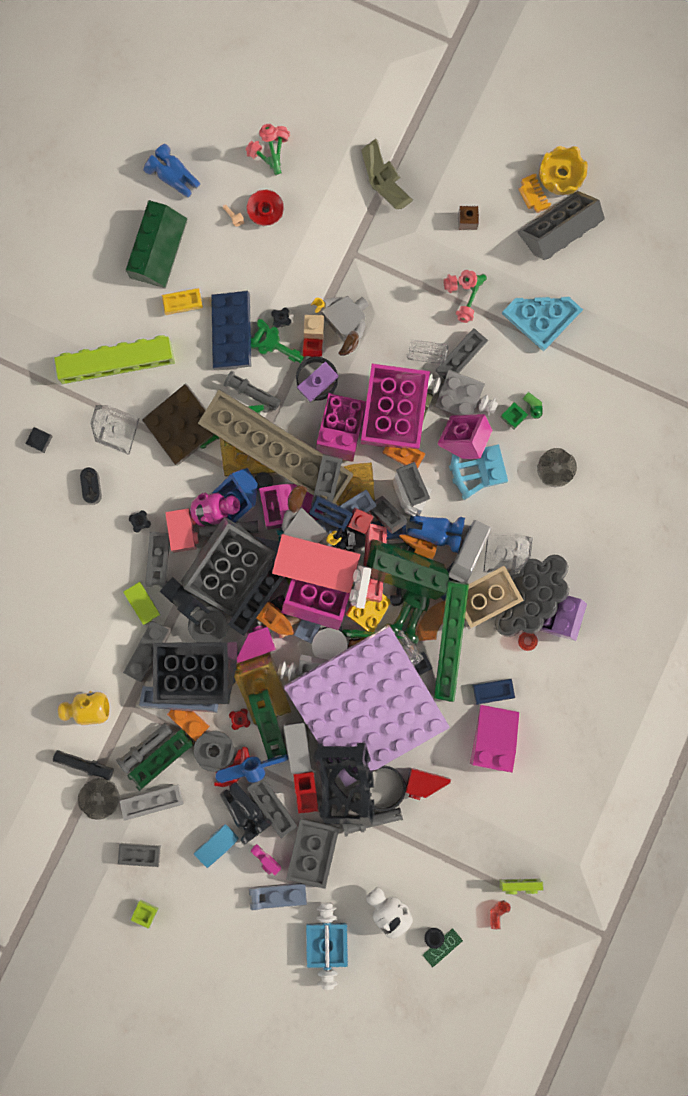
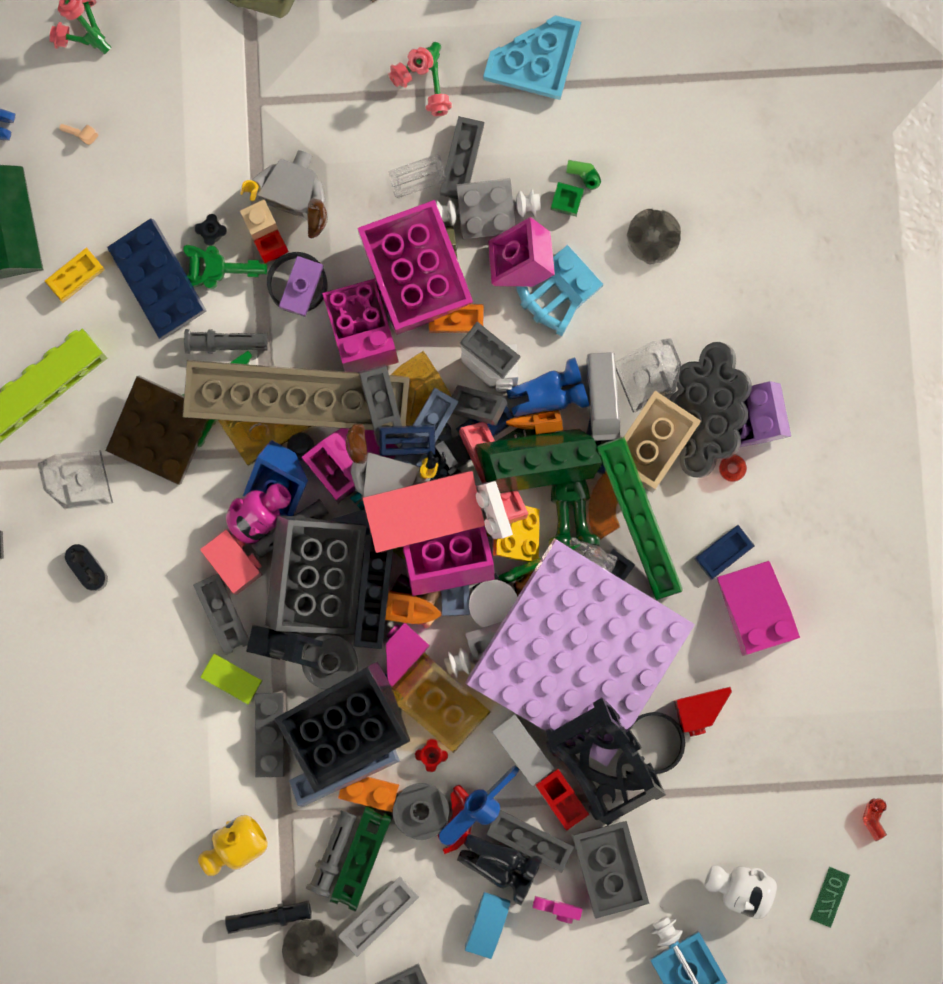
camera: 25 degrees left, 0 degrees up
(142, 515) = (180, 578): black plate -> none
(265, 200) = (108, 92): red dish -> none
(267, 724) = (470, 741): dark green plate -> none
(278, 896) = (597, 944): sand blue plate -> none
(360, 520) = (448, 430): plate -> none
(379, 819) = (669, 784): dark grey pin -> none
(396, 599) = (544, 503): black hand -> none
(434, 938) = (813, 890): black plate -> none
(530, 886) = (874, 775): lime plate -> none

